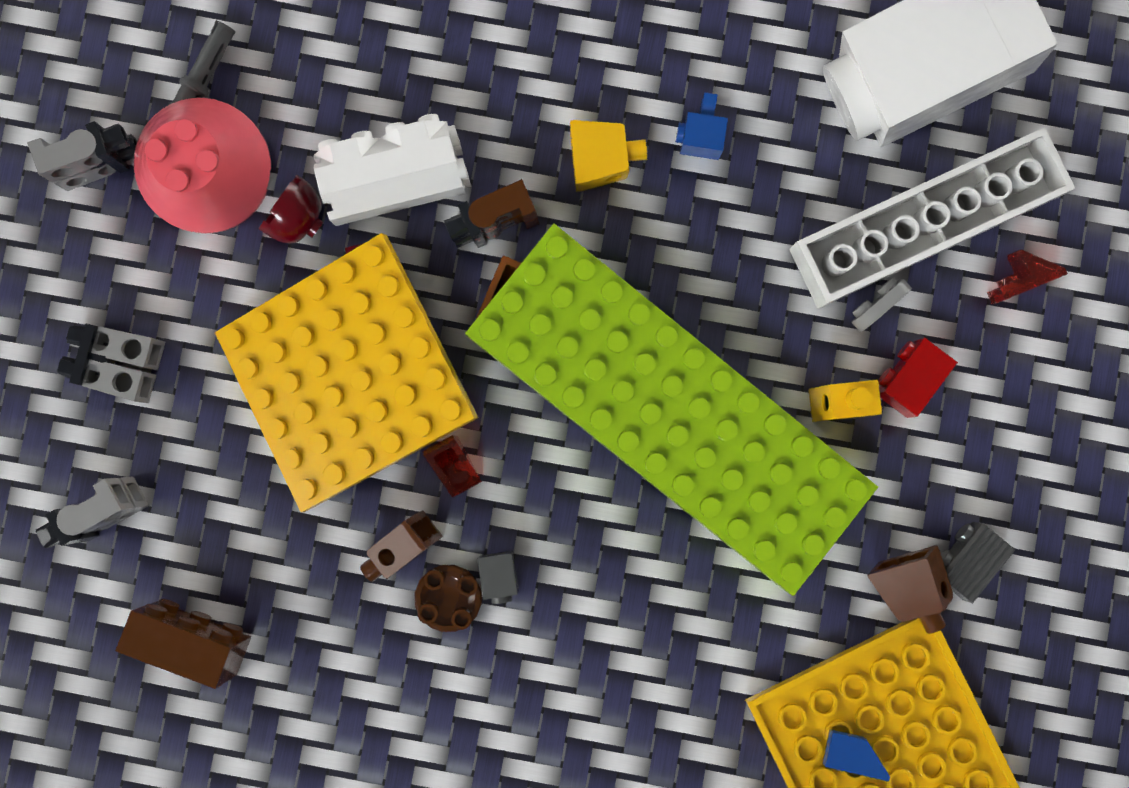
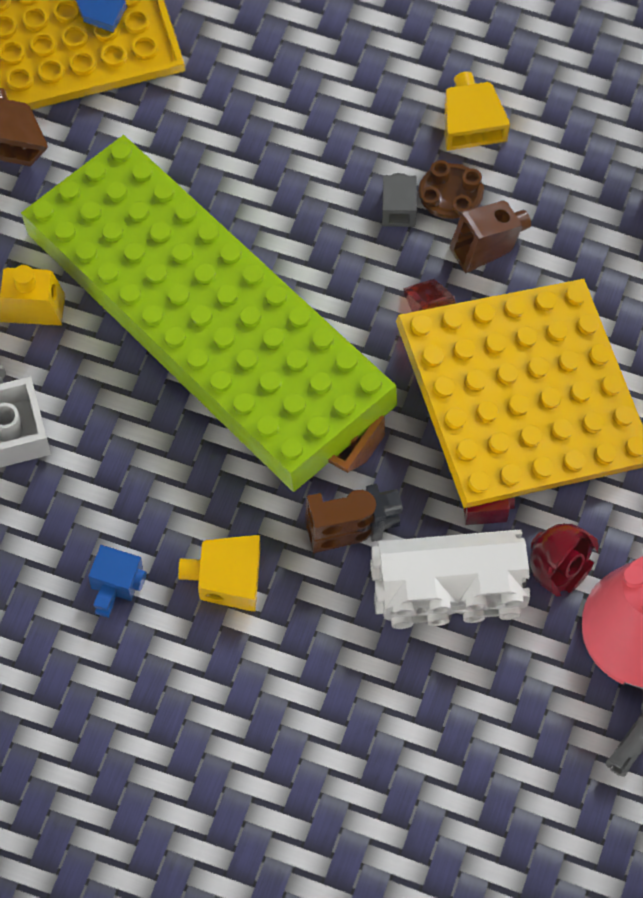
camera: 175 degrees left, 20 degrees down
(436, 692) = (473, 114): none -> yellow torso

